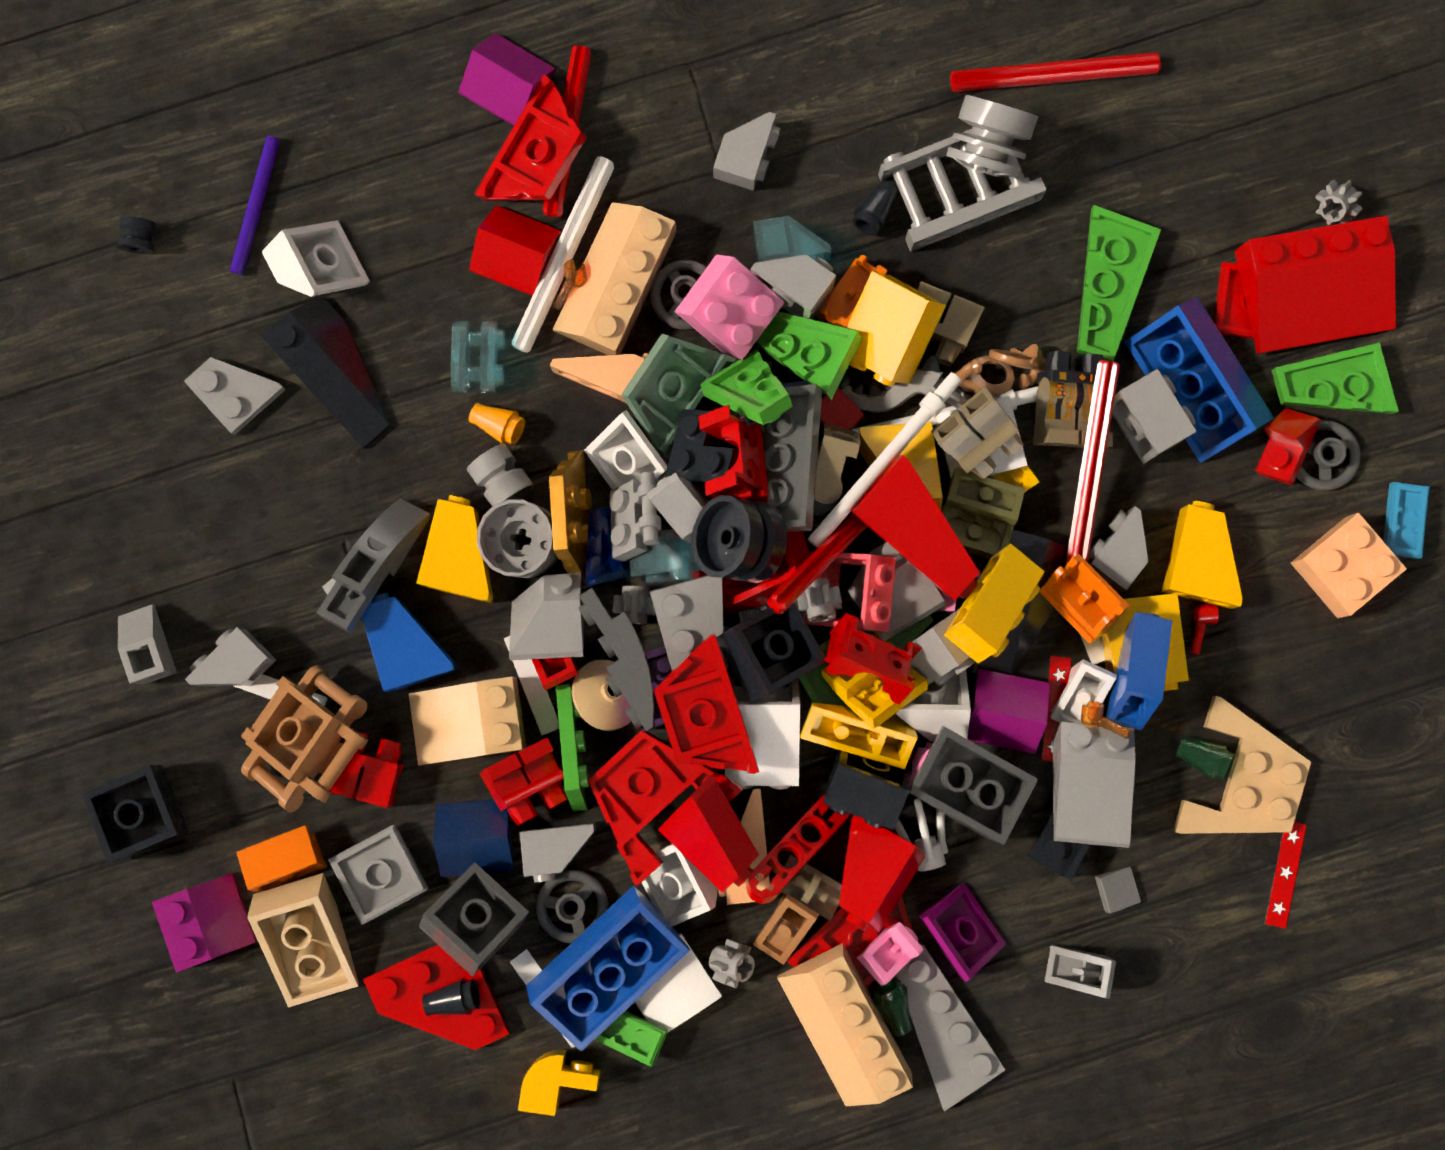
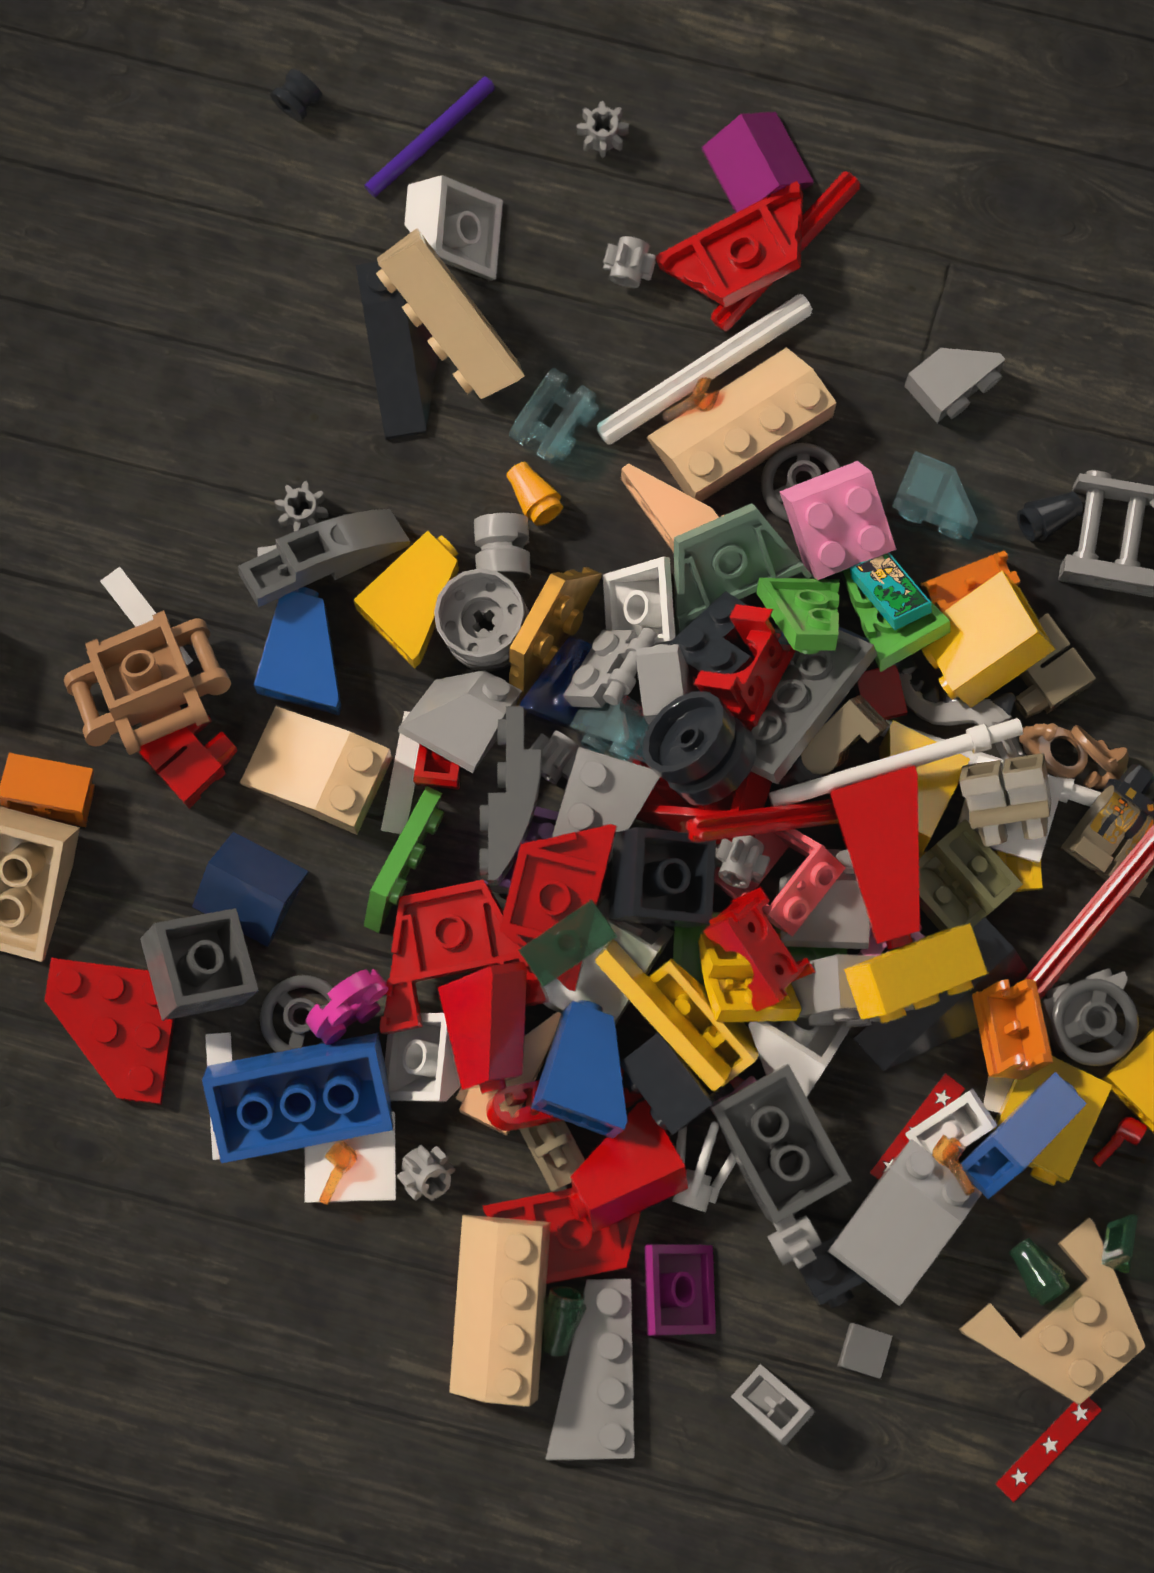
camera: 30 degrees right, 5 degrees down
(144, 646) = (47, 498): light grey slope -> none
(232, 392) = (291, 305): light grey wing -> none
(234, 662) = (122, 567): light grey slope -> none
(326, 535) = (293, 501): none -> light grey gear
(352, 330) = (449, 315): none -> tan slope
(372, 115) = (601, 118): none -> light grey gear
(378, 874) = (132, 864): light grey plate -> none
(453, 999) = (130, 1030): black cone -> none
(459, 209) = (629, 262): none -> light grey gear
(513, 249) = (657, 333): red slope -> none
(522, 776) = (337, 856): red hips -> none
(545, 1077) = (169, 1168): yellow brick -> none
(552, 849) = (321, 947): light grey slope -> none
(594, 701) = (455, 826): tan dish -> none
(602, 874) = (350, 1001): none -> dark pink plate
(634, 1038) = (281, 1184): bright green plate -> none
(665, 992) = (342, 1159): none -> clear orange hand
(733, 741) = (568, 943): none -> clear green plate
(785, 928) = (502, 1172): medium nougat slope -> none
(798, 281) = (922, 537): light grey slope -> none
(800, 334) = (891, 590): none -> tile
(801, 824) = (584, 1072): none -> blue slope
(833, 748) = (663, 1015): none -> yellow tile
(890, 952) = (592, 1260): bright pink bracket -> none
(1008, 711) = (864, 1098): magenta slope -> none
(1024, 846) = (795, 1241): none -> light grey gear
(1150, 551) = (1099, 989): none -> dark grey piece
(1250, 701) = (1119, 1243): none -> clear green slope

